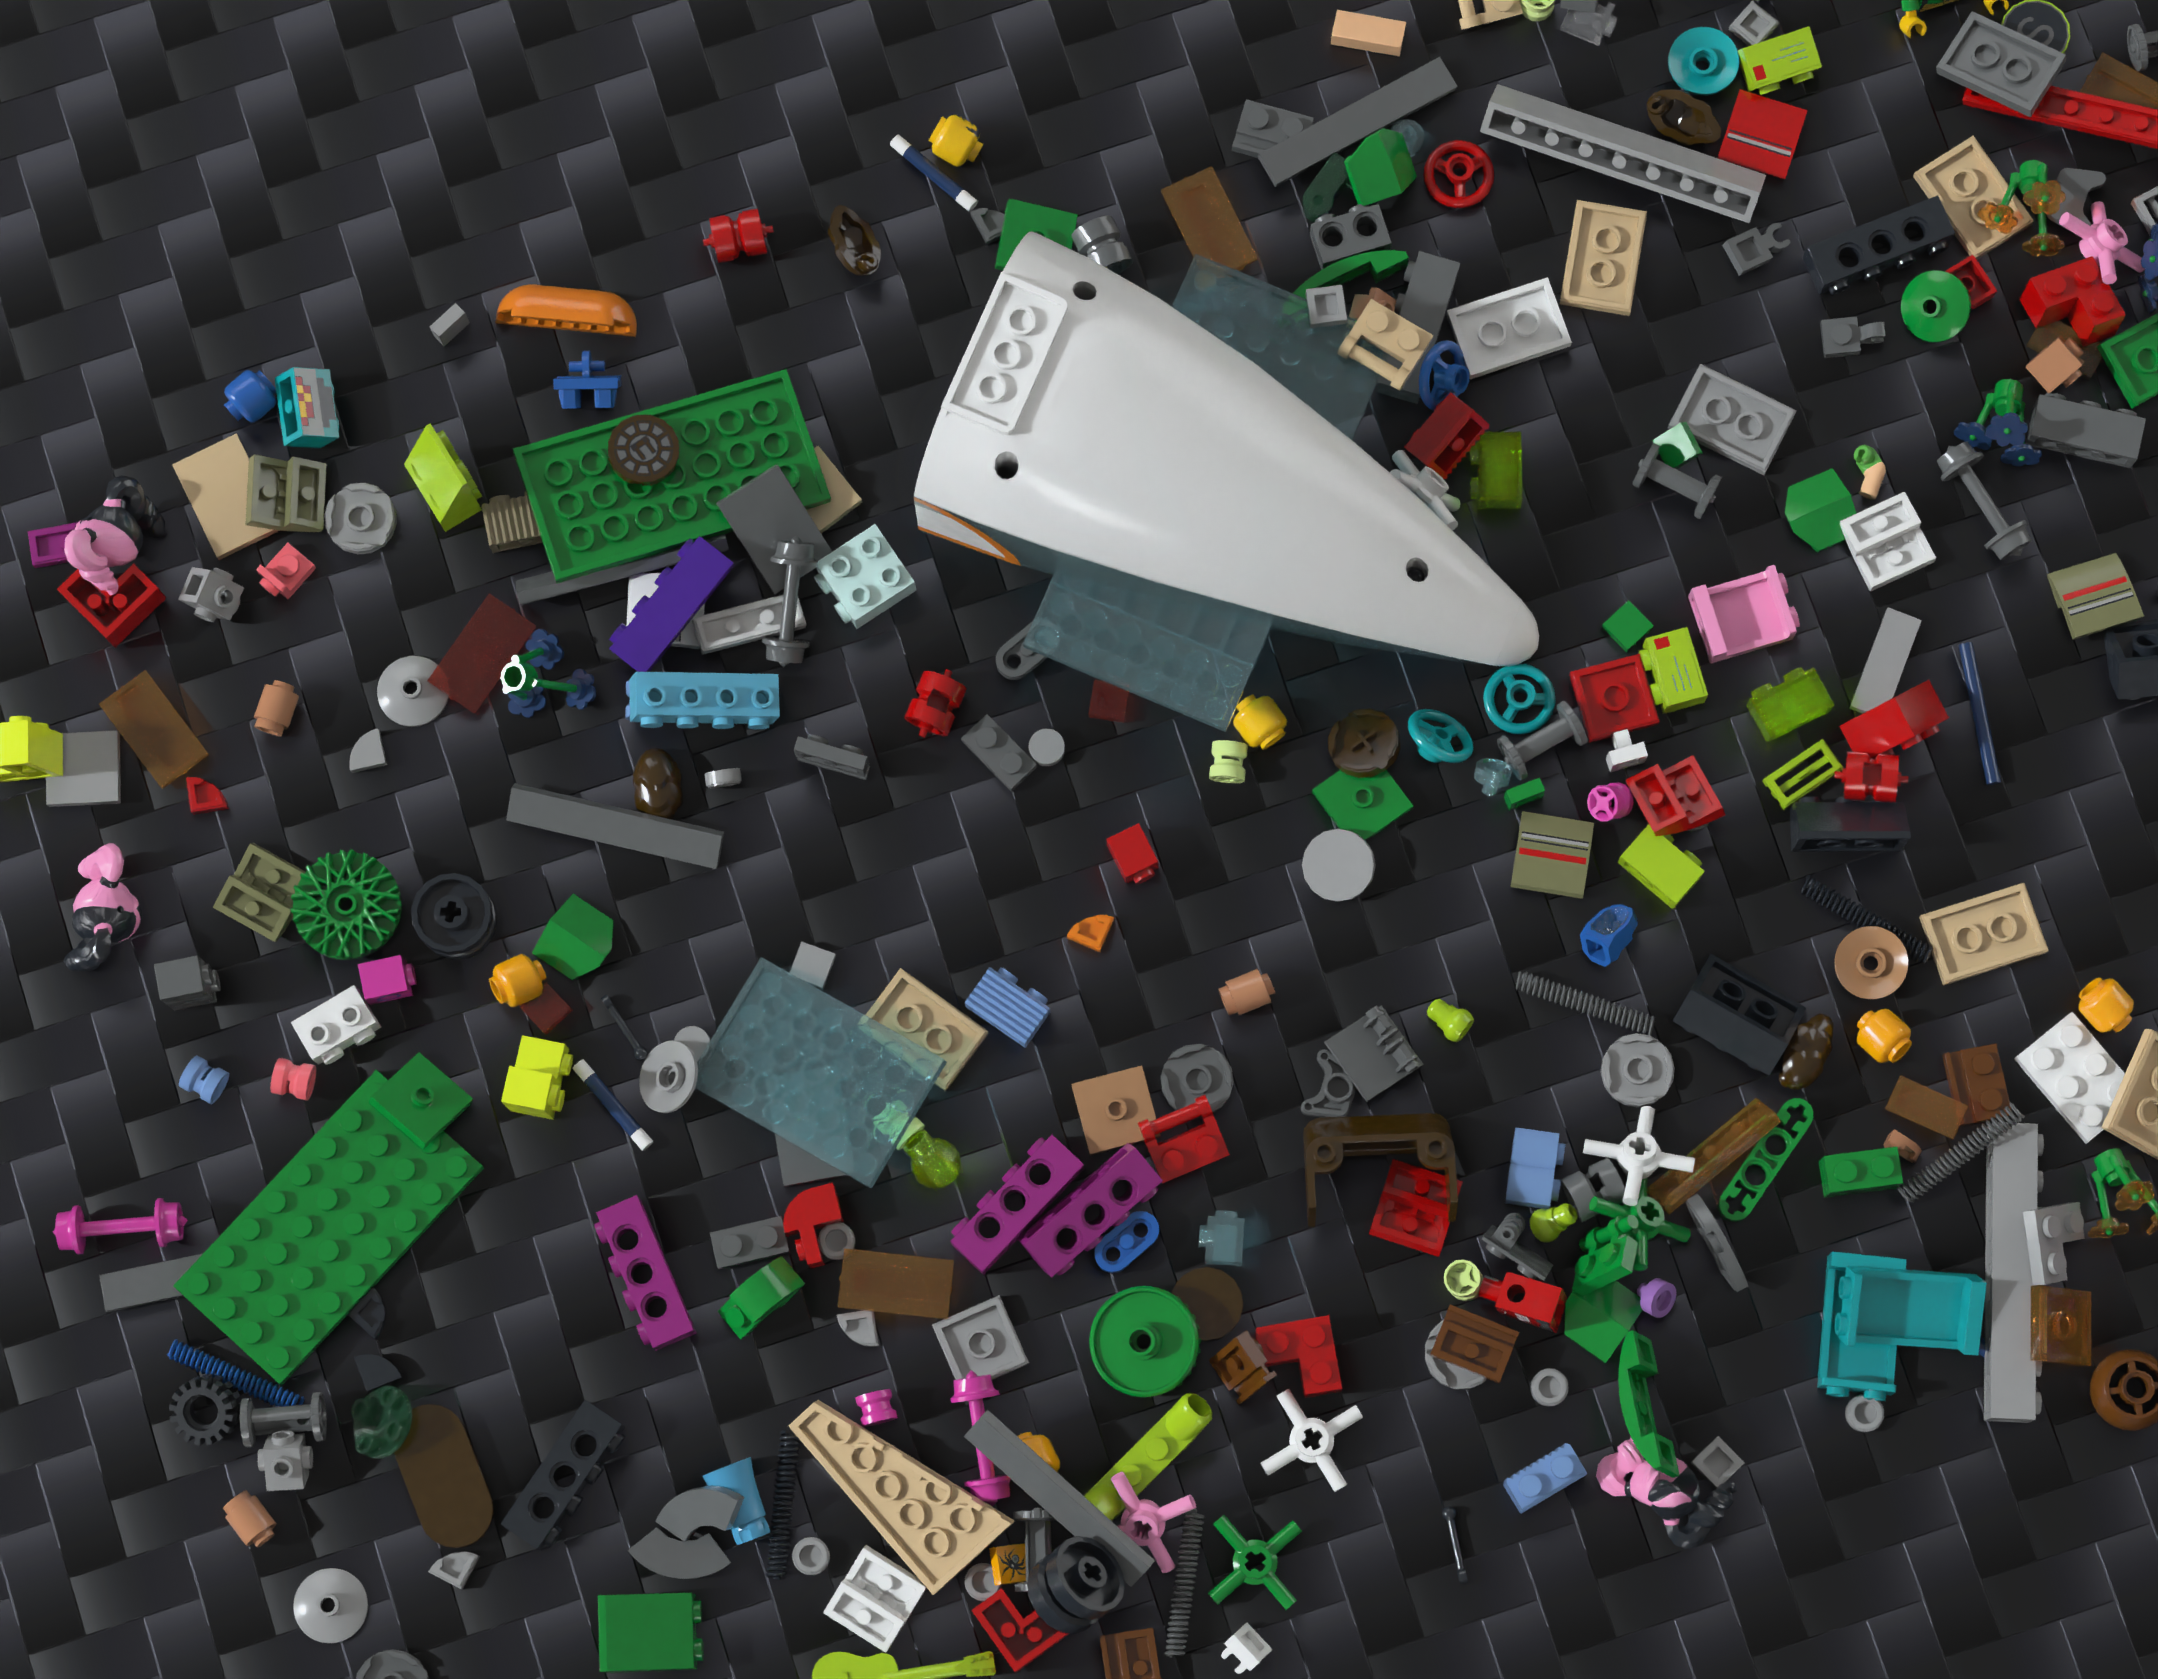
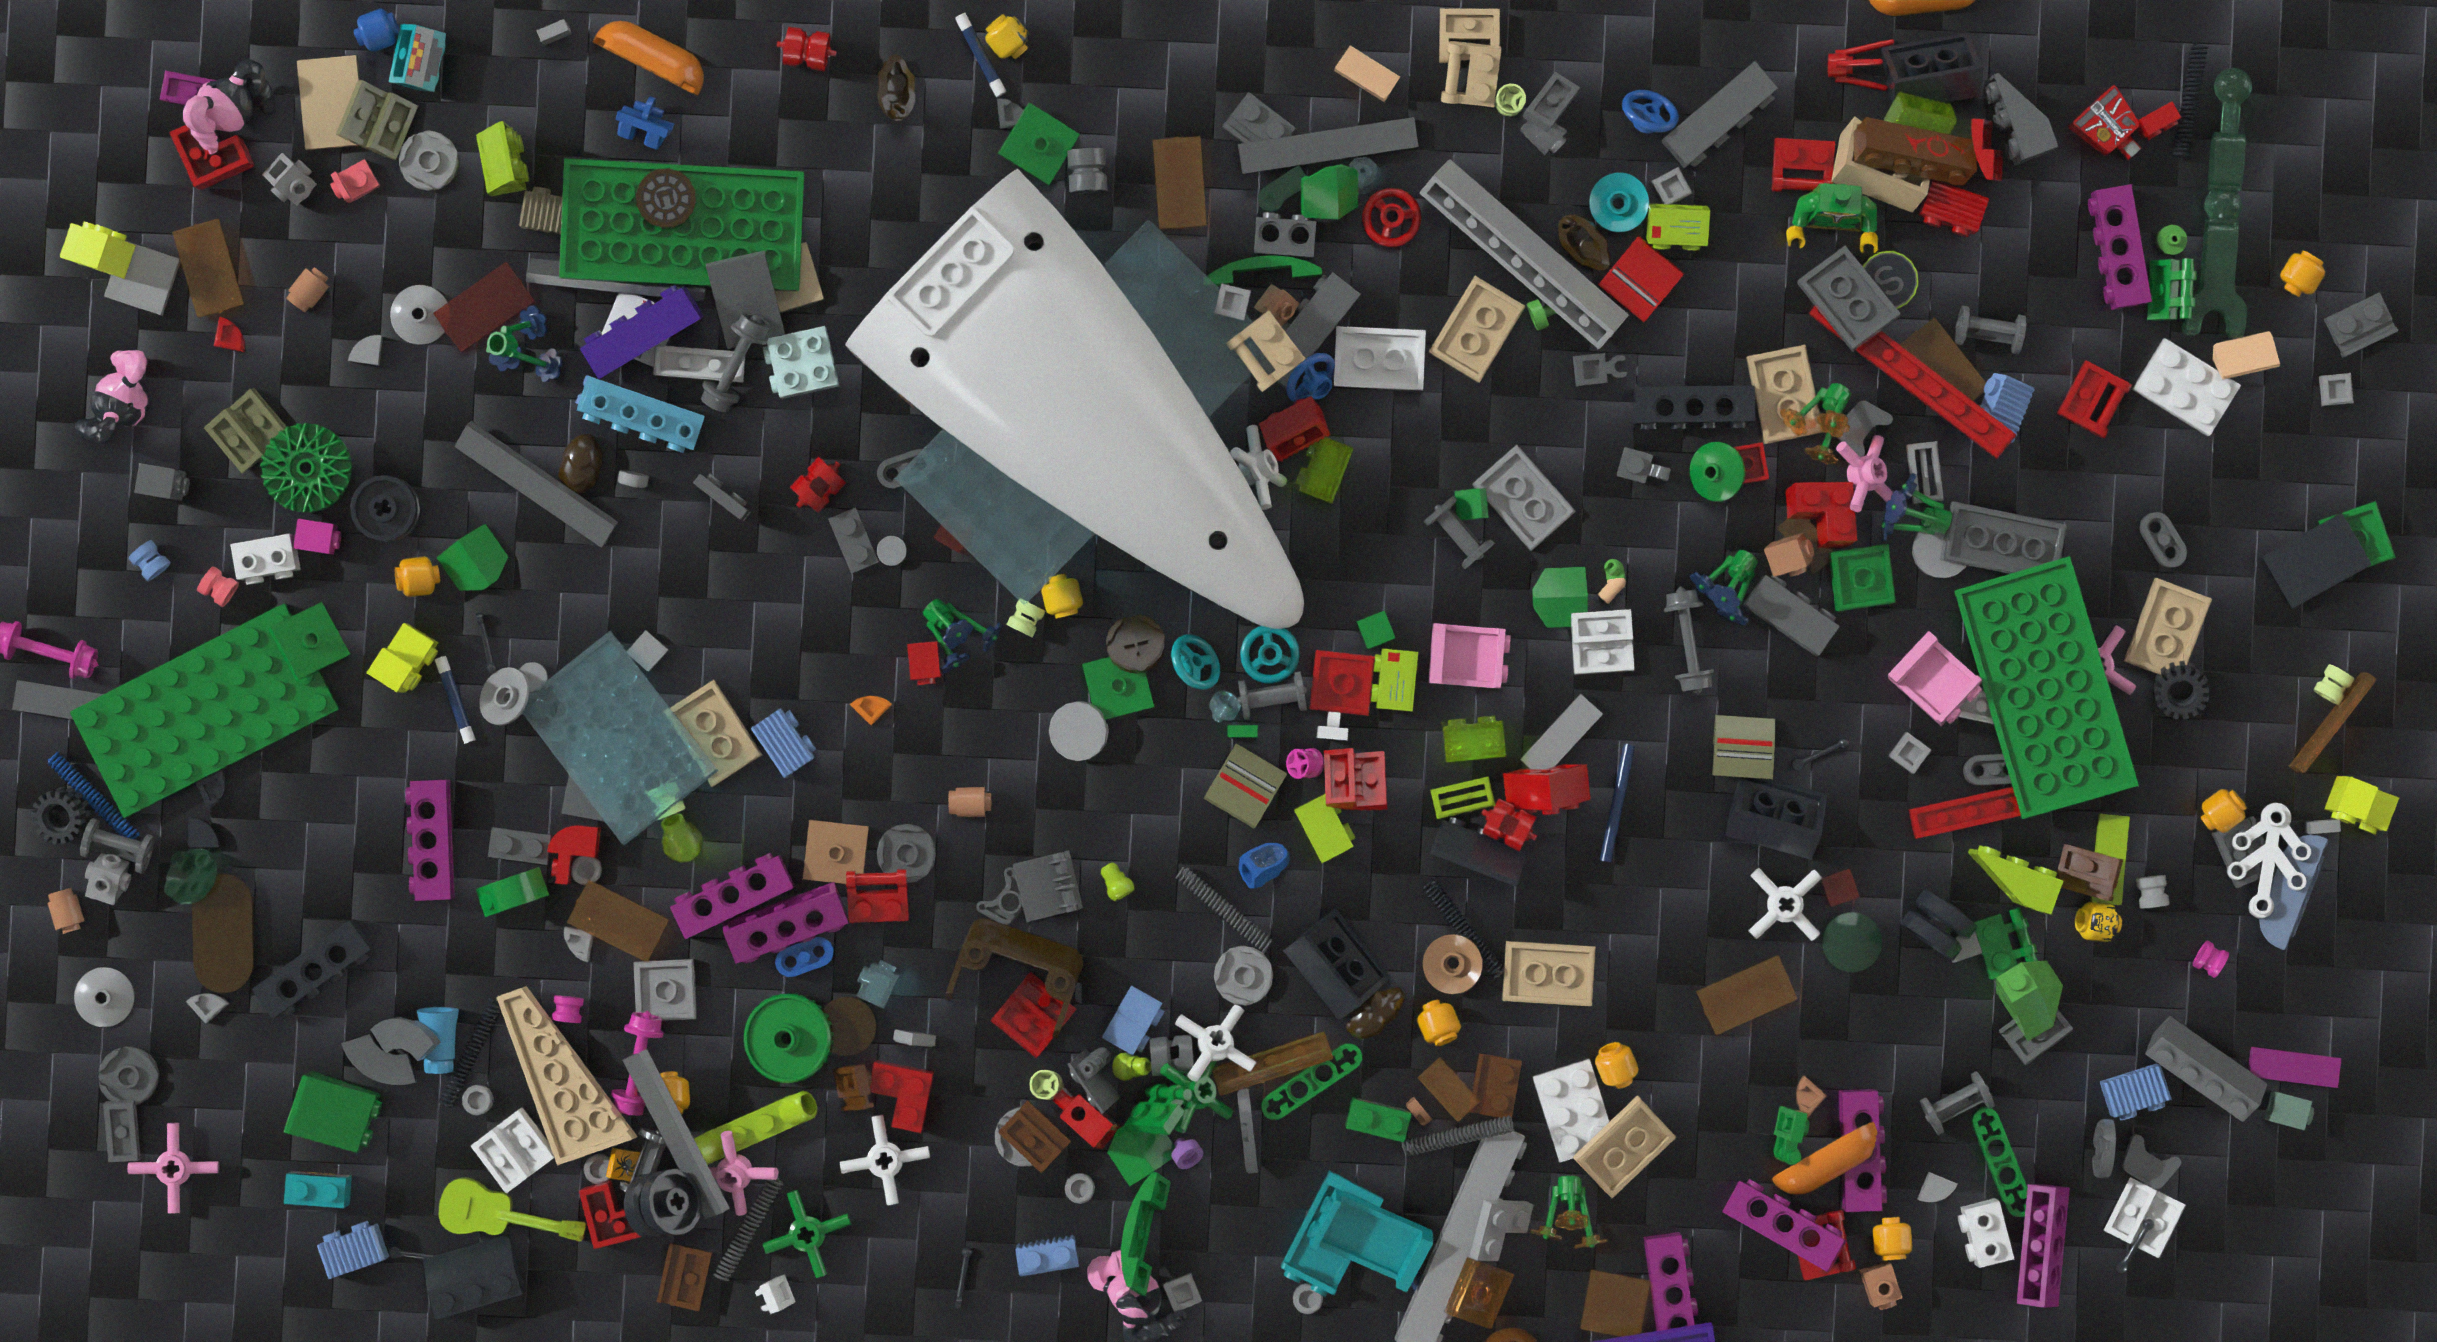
camera: 15 degrees right, 10 degrees up
(546, 1009) = (431, 606): clear red tile -> none
(1133, 796) = (941, 617): none -> plant
(1289, 1286) = (914, 1038): none -> light grey tile
(1666, 213) = (1539, 314): none -> bright green tile

